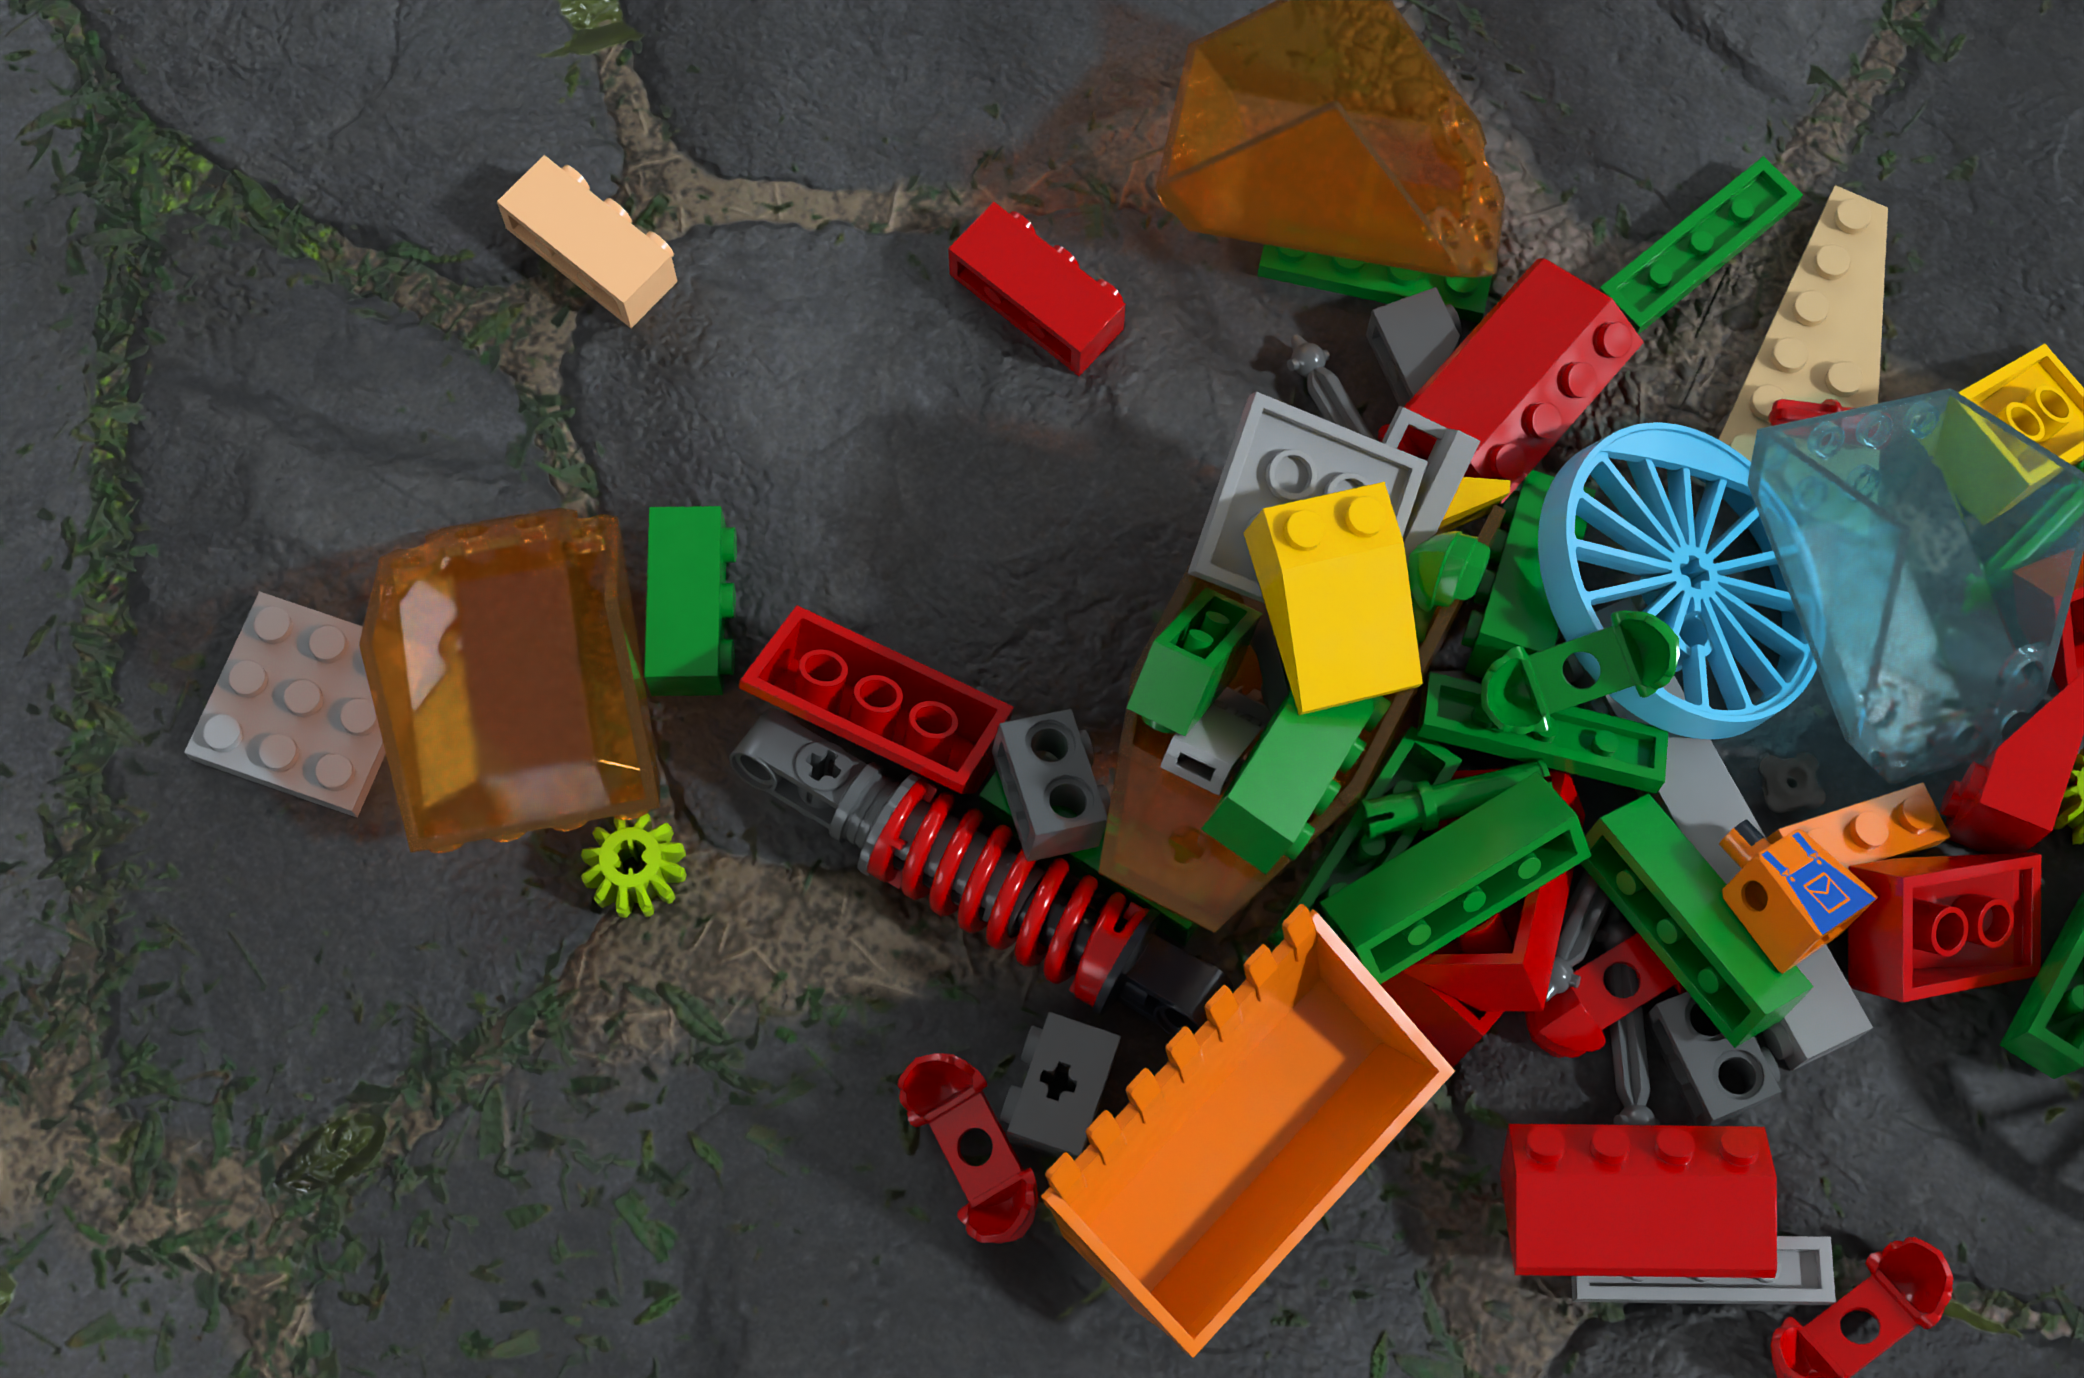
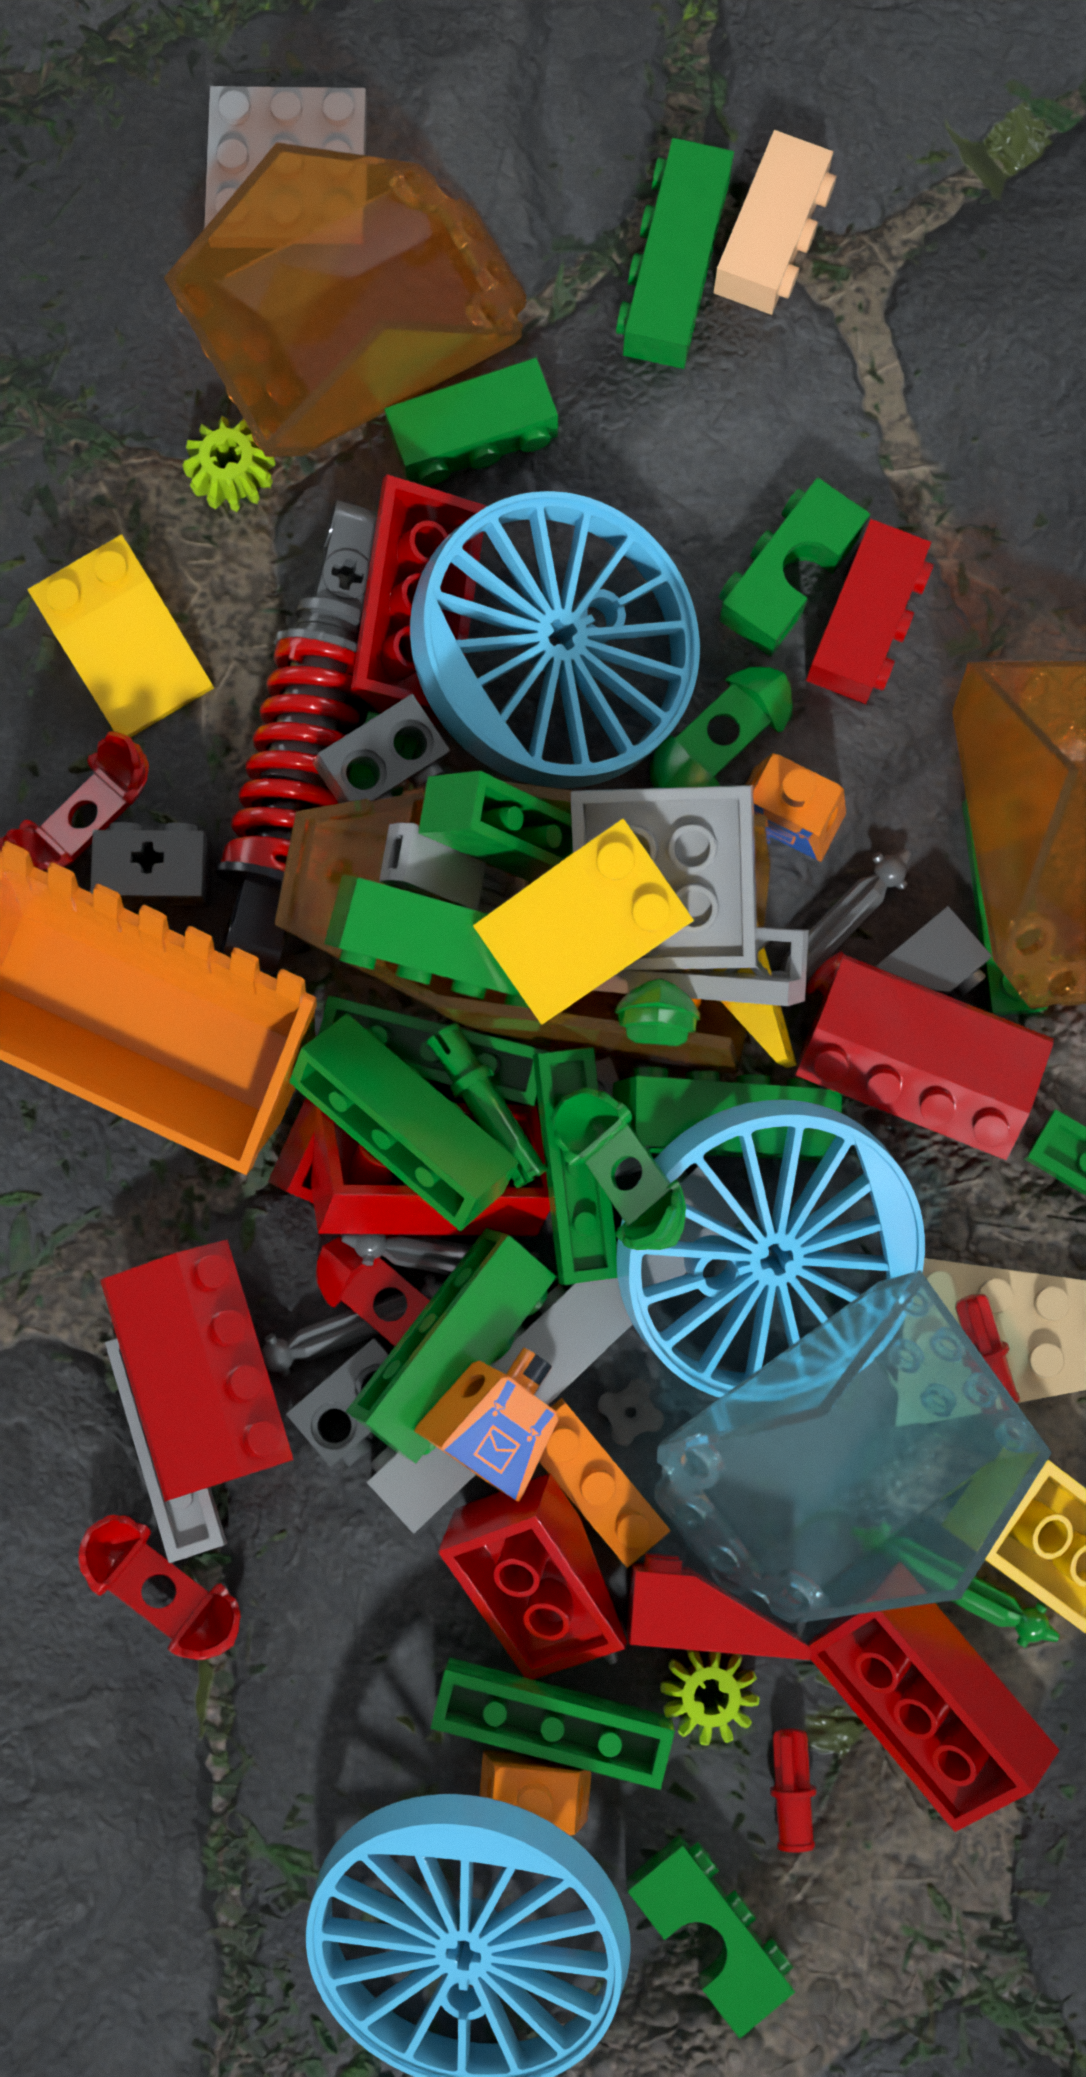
camera: 75 degrees right, 10 degrees up
(583, 342) = (676, 254): none -> green brick
(789, 1043) = (121, 637): none -> yellow slope
(969, 584) = (460, 697): none -> medium azure piece
(986, 382) = (818, 529): none -> green arch
(1140, 508) = (754, 701): none -> green piece
(1210, 418) = (798, 804): none -> orange torso

